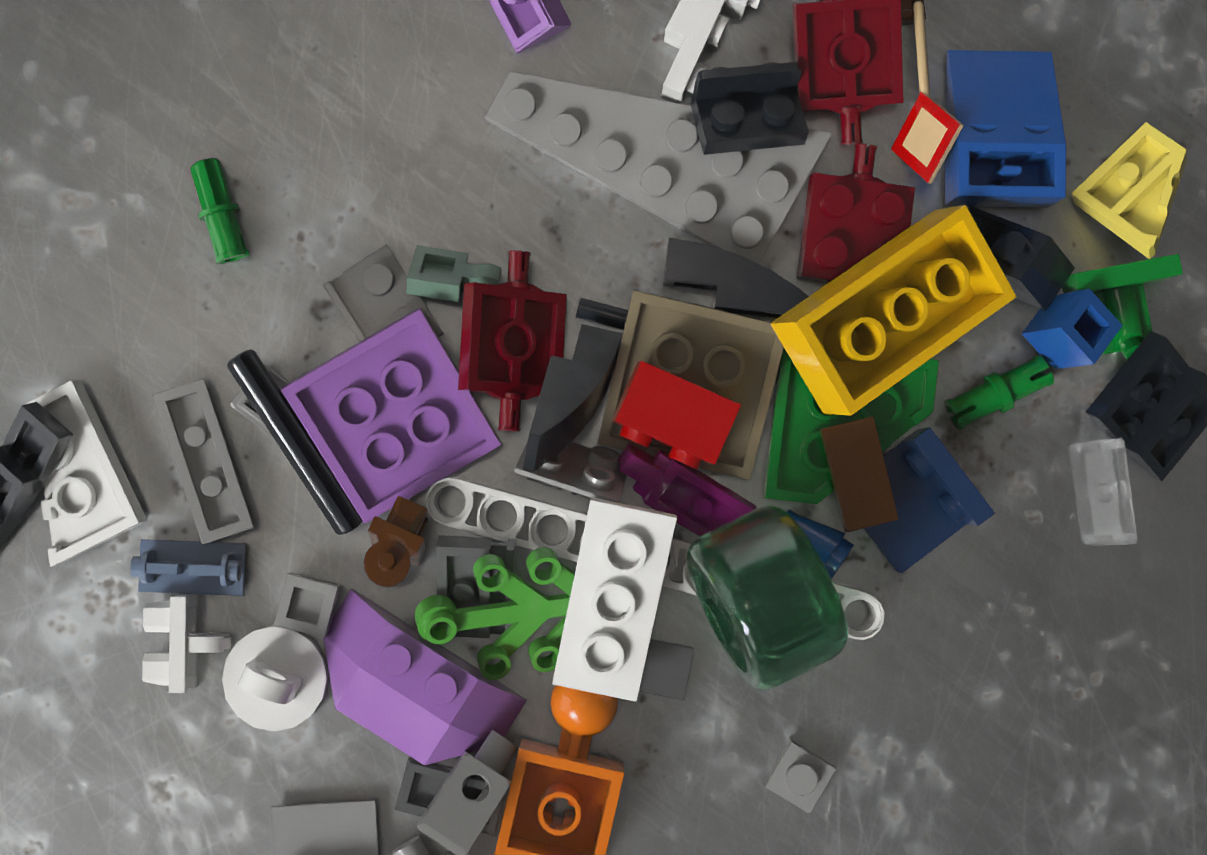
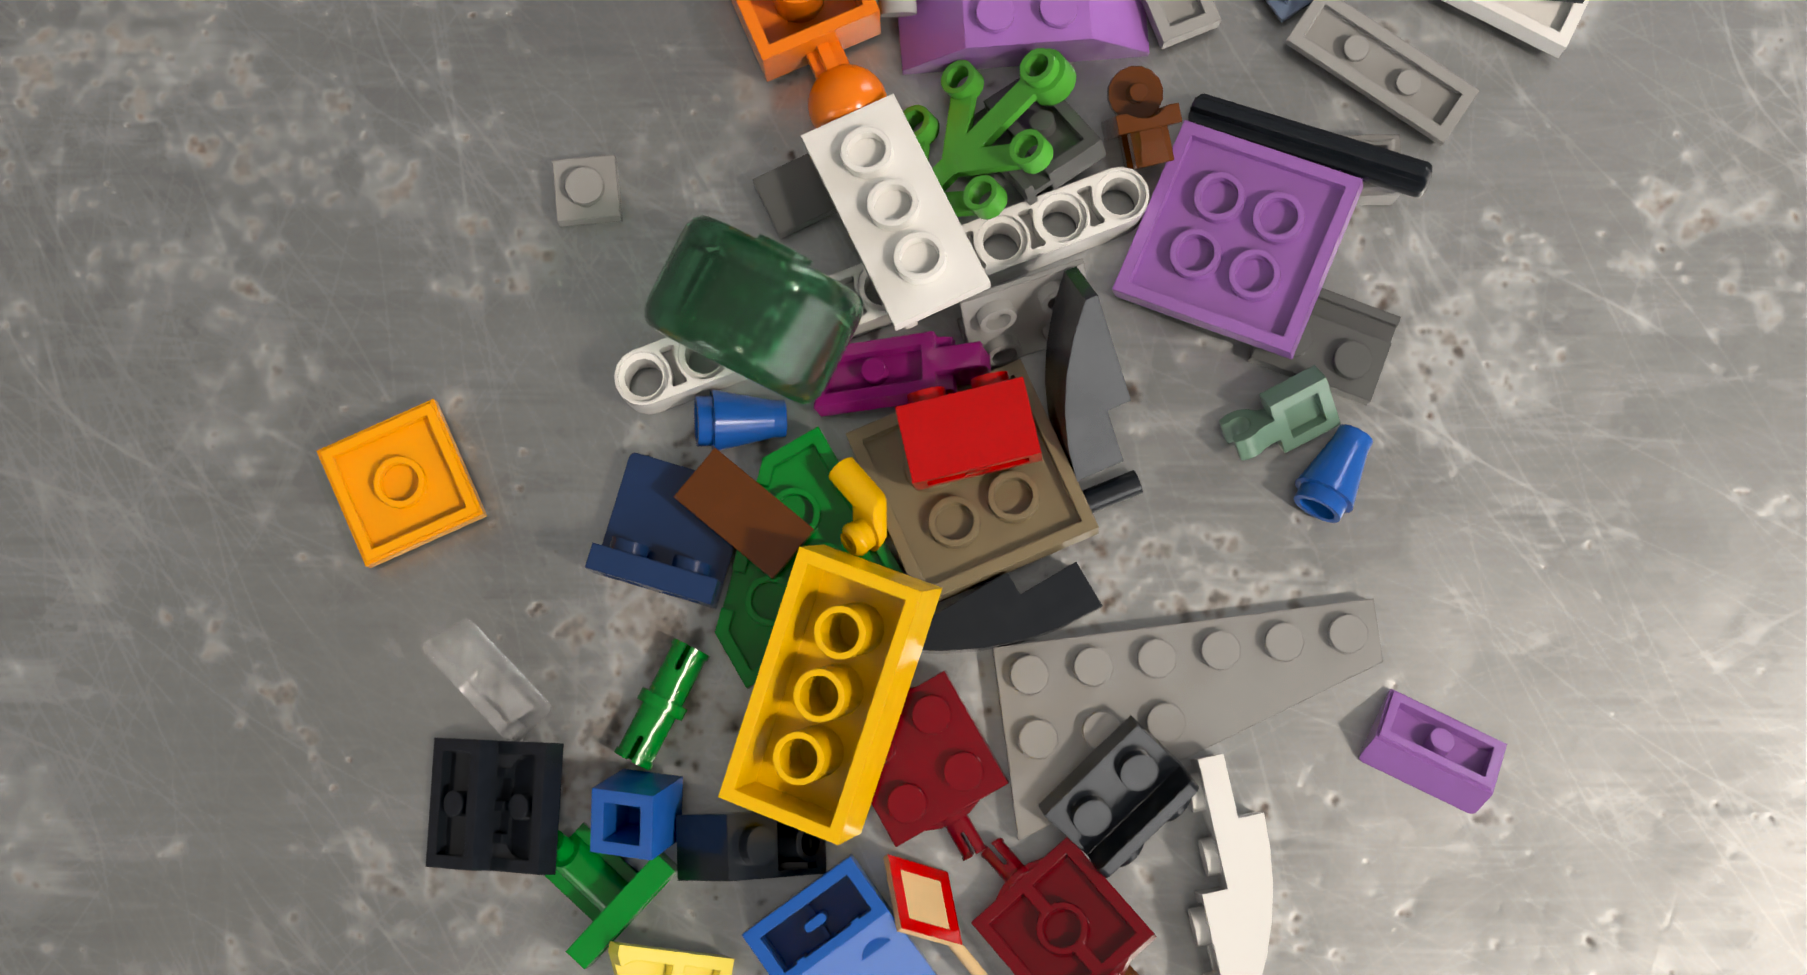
camera: 150 degrees right, 5 degrees down
(218, 211) = (1556, 314): green axle -> none
(448, 213) = (1334, 476): none -> blue cone
(510, 338) = (1182, 395): dark red plate -> none
(773, 418) = (868, 505): none -> yellow arm
(1067, 666) = (401, 483): none -> light orange plate

